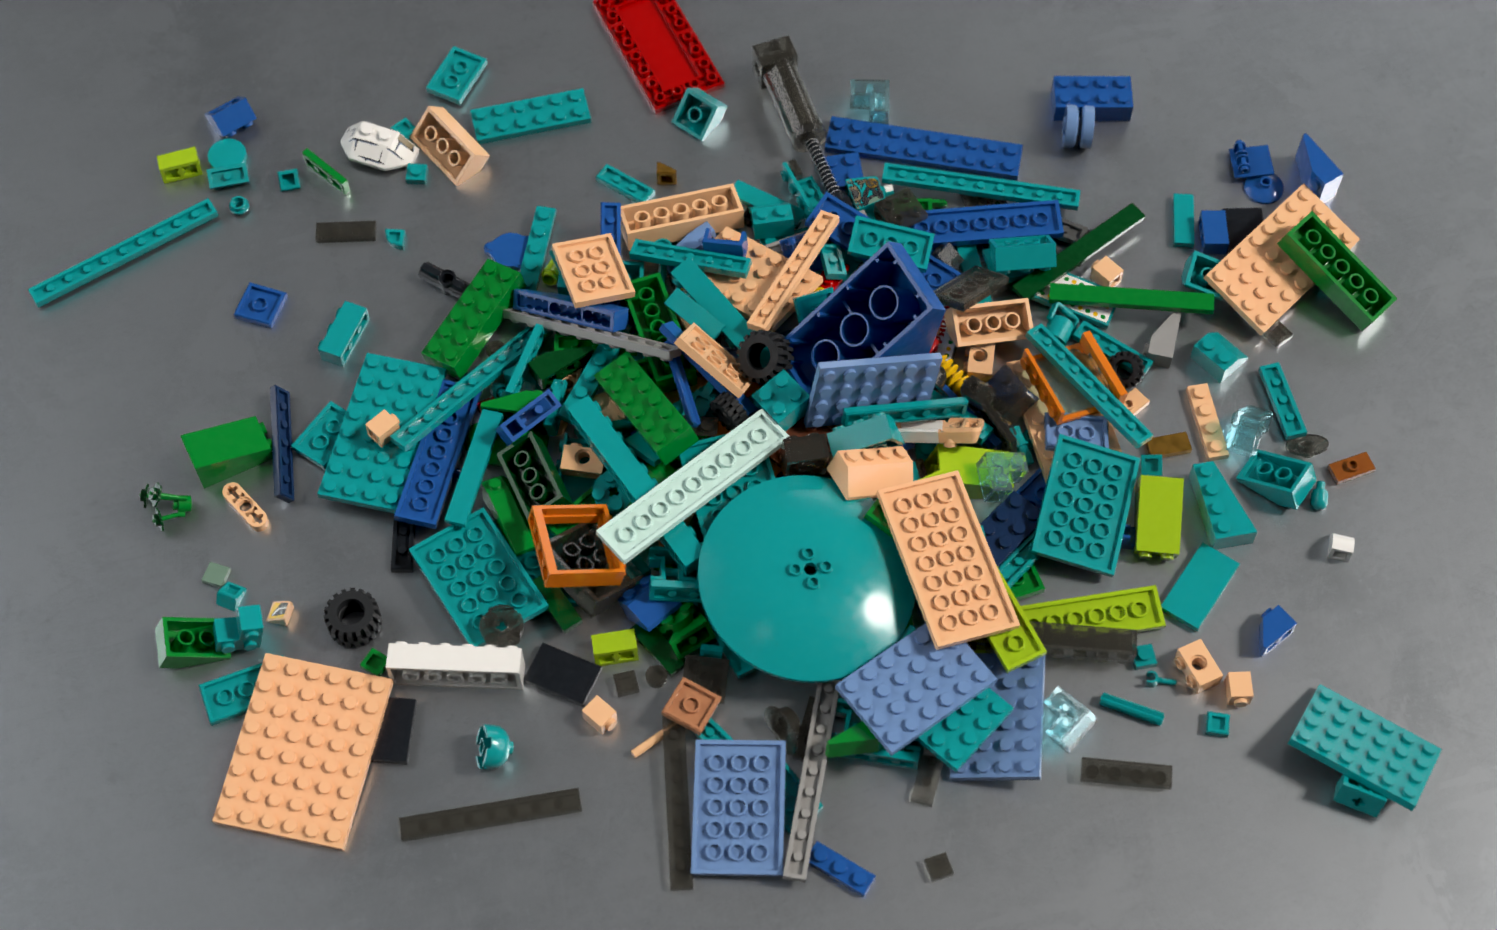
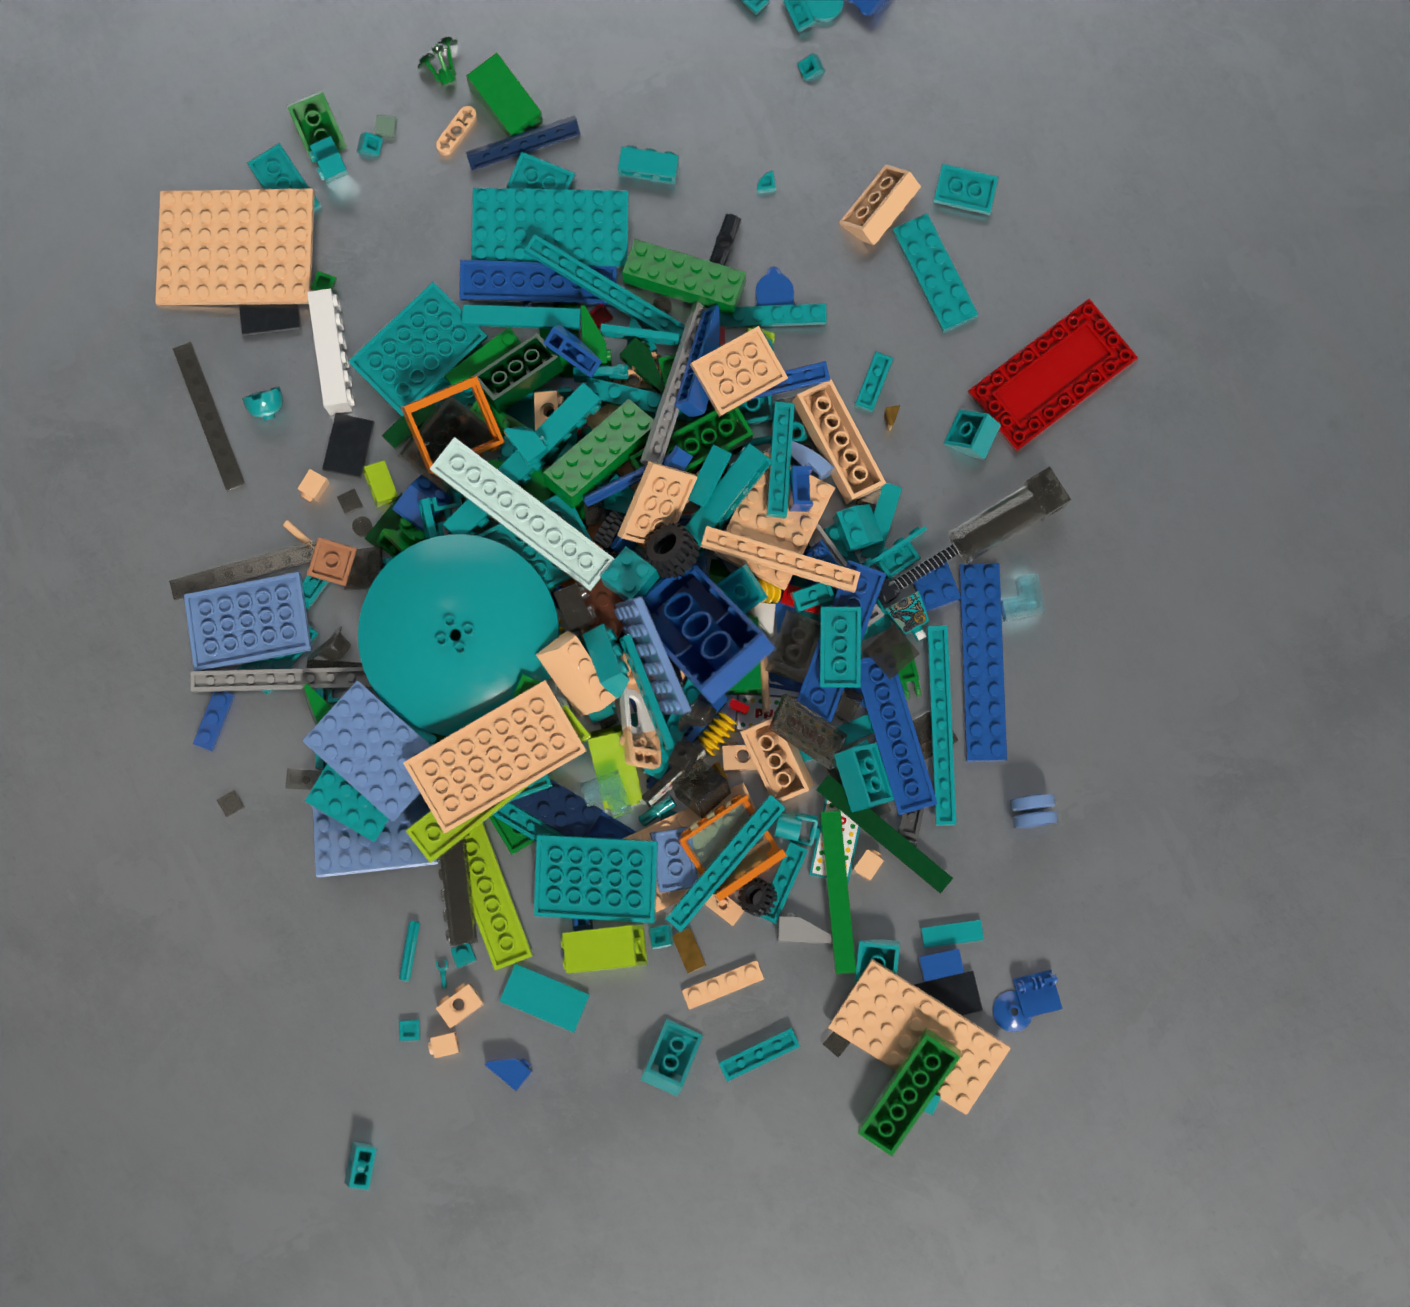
camera: 75 degrees right, 20 degrees up
(239, 201) = (770, 25): teal plate -> none
(260, 305) = (666, 82): blue tile -> none
(280, 612) = (360, 190): slope -> none
(326, 171) = (823, 97): green tile -> none
(346, 231) = (763, 135): clear smoke tile -> none
(346, 603) = (355, 239): black tyre -> none
(377, 146) = (861, 137): white wedge -> none
(382, 427) = (544, 226): light nougat brick -> none
(402, 540) = (442, 277): black tile -> none
(404, 127) = (892, 156): teal tile -> none
(416, 174) = (843, 182): teal plate -> none
(493, 618) = (379, 385): clear smoke plate -> none
(498, 390) = (618, 319): teal cylinder -> none
(621, 466) = (528, 444): none -> teal slope
(795, 169) = (921, 541): clear smoke tile -> none
(1072, 722) = (382, 898): clear light blue brick -> none
(1108, 95) = (1079, 821): blue brick -> none
(1126, 773) = (344, 953): clear smoke plate -> none
(1217, 356) = (799, 987): teal slope -> none
(1219, 508) = (621, 1008): teal wedge -> none
(1247, 429) = (714, 1023): clear light blue brick -> none
(1307, 445) = (719, 1087): clear smoke dish -> none
(1317, 169) = (1028, 1063): blue slope -> none
(1319, 496) = (661, 1101): teal cylinder -> none
(1341, 547) = (612, 1126): white brick -> none
(1351, 468) = (700, 1129): dark orange plate -> none
(1365, 747) = (404, 1165): teal plate -> none

